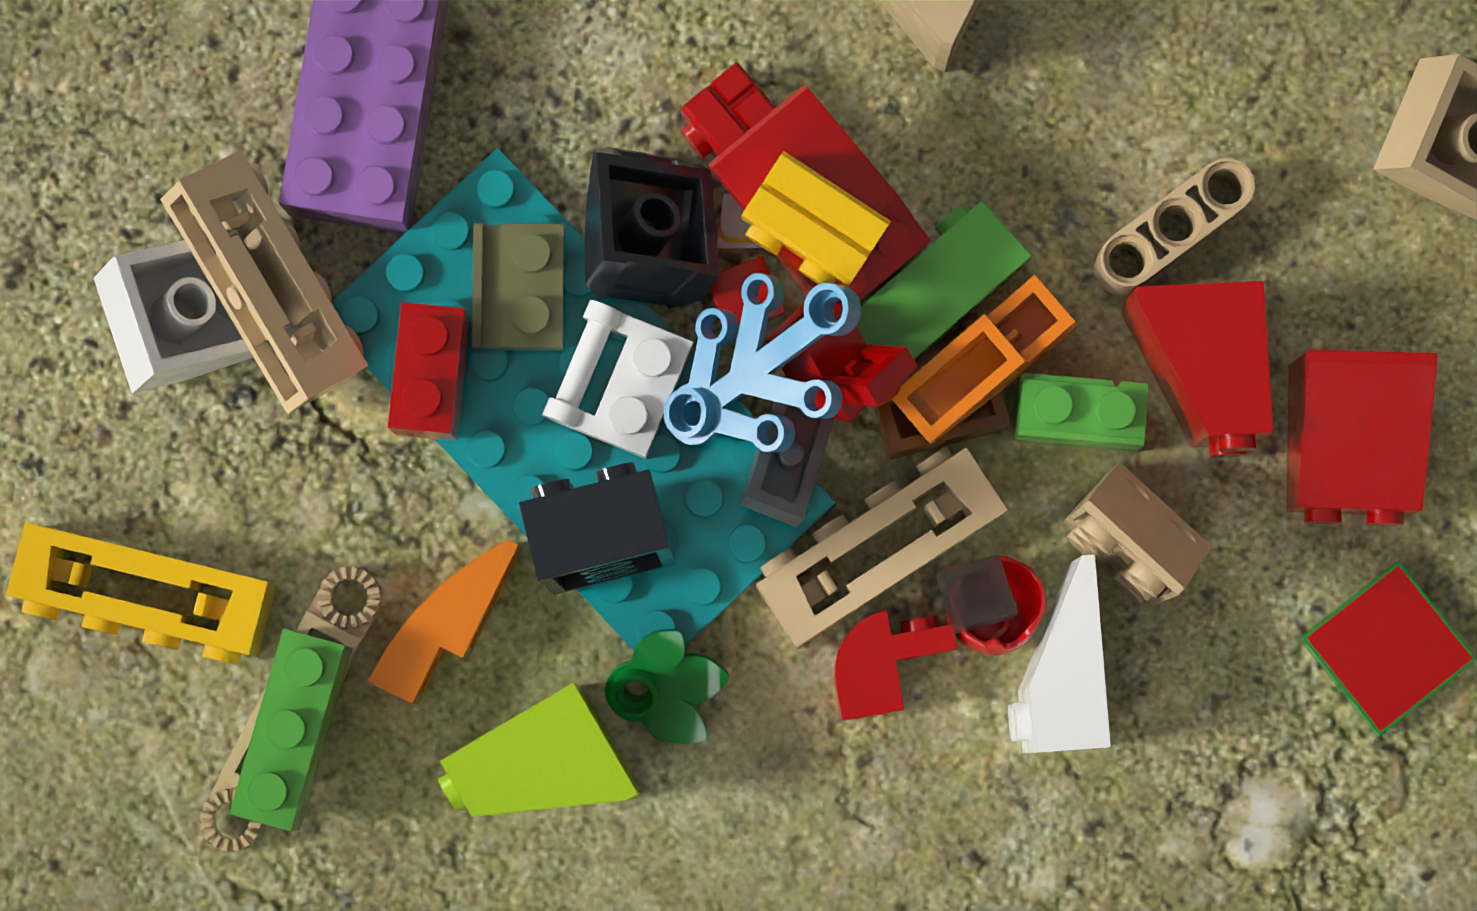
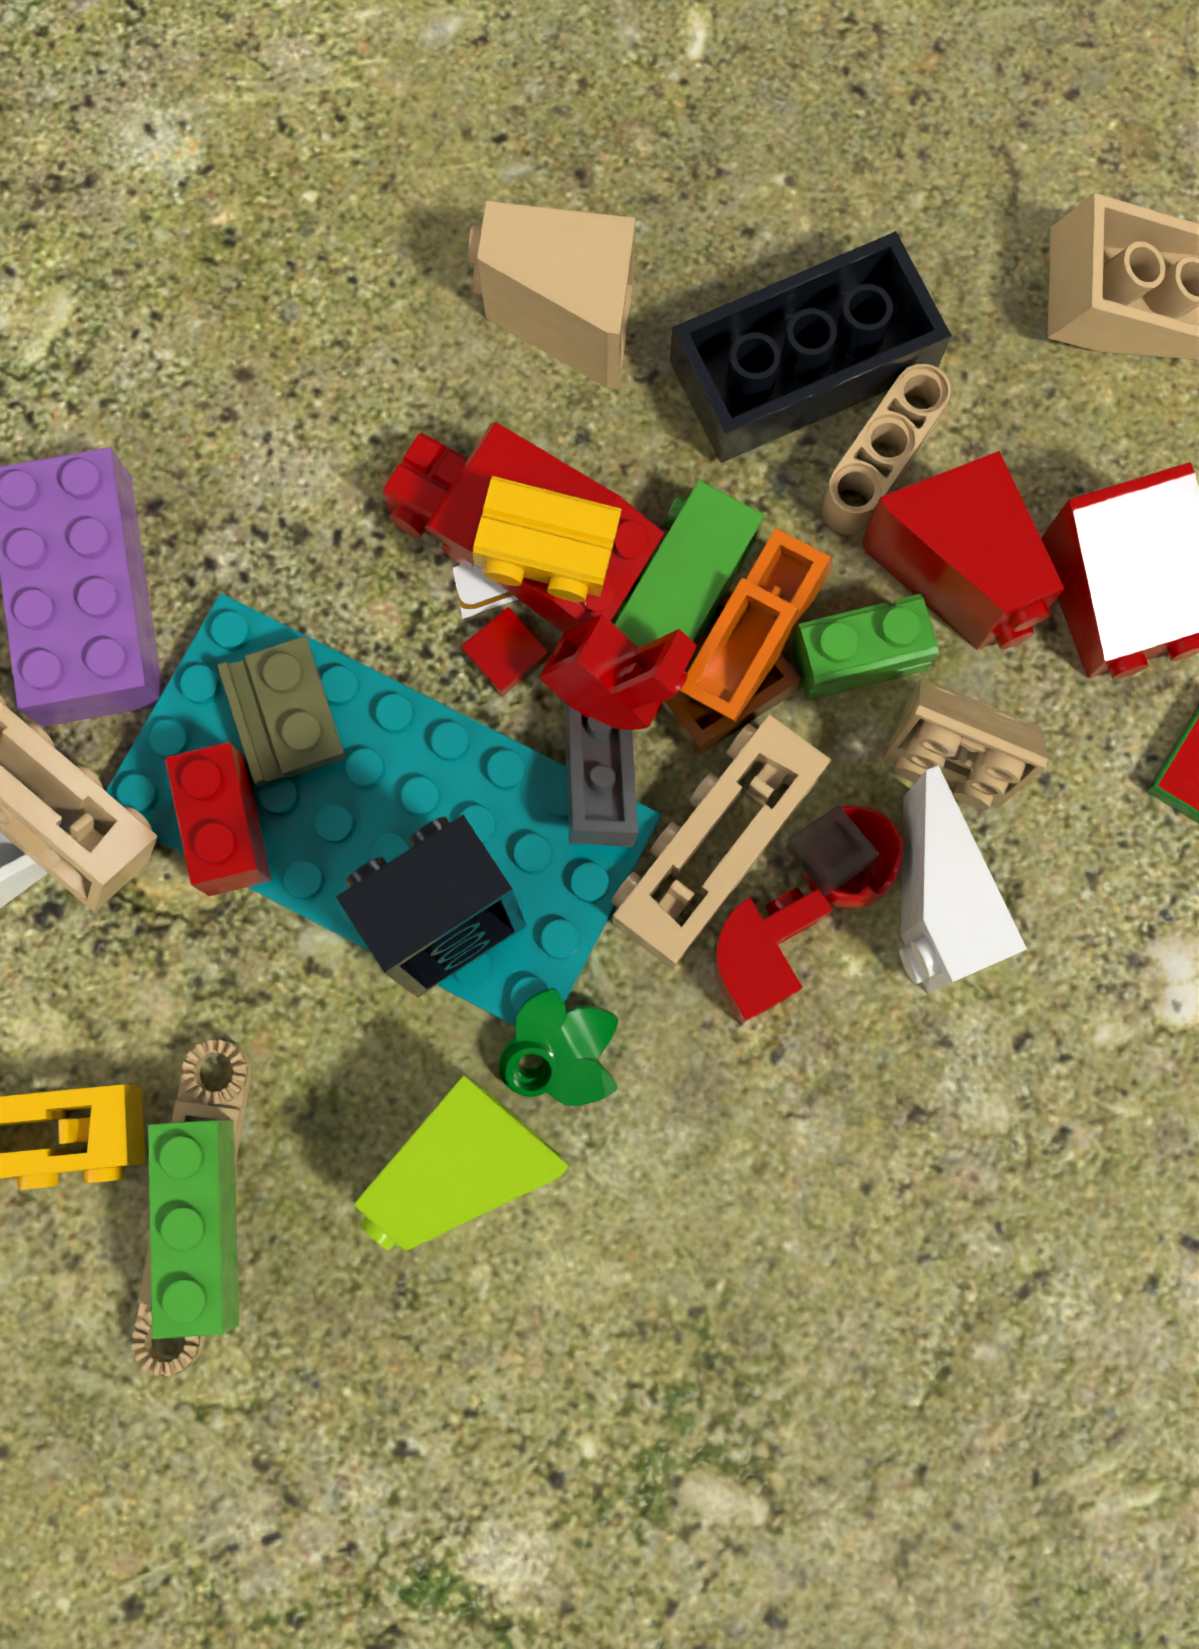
camera: 20 degrees left, 5 degrees down
(445, 621) = (318, 1061): orange slope -> none
(637, 389) = (431, 763): white plate -> none
(649, 228) = (391, 618): black slope -> none
(754, 366) = (537, 700): plant -> none
(1135, 102) = (807, 346): none -> black brick

